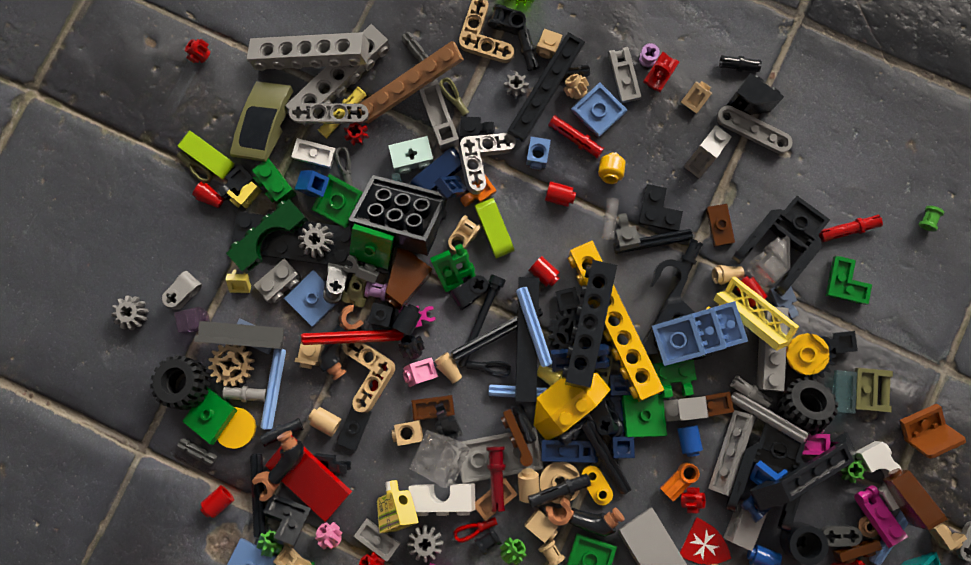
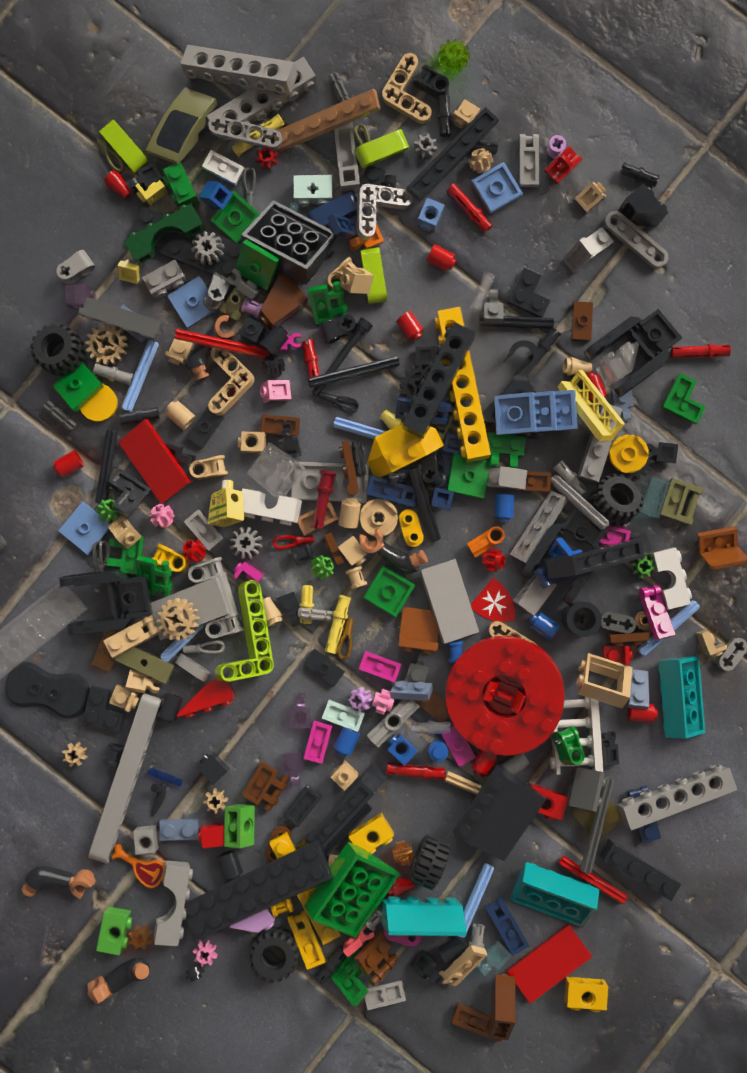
camera: 10 degrees right, 5 degrees up
(122, 312) = (31, 277): light grey gear -> none
(197, 50) = (135, 45): red gear -> none
(291, 456) = (142, 437): piece -> none
(368, 470) = (210, 467): none -> tan piece
(448, 329) = (310, 358): none -> red pin
(448, 367) = (302, 392): tan cone -> none
(472, 97) = (381, 148): none -> lime beam
(479, 238) = (356, 280): none -> tan brick
(517, 524) = (330, 544): none -> reddish brown plate
(525, 351) = (379, 382): black tile -> none
(534, 326) = (387, 371): light blue axle -> none
(560, 490) = (375, 523): black pin -> none
(611, 168) = (495, 245): yellow head -> none
(913, 500) = (686, 600): reddish brown slope -> none

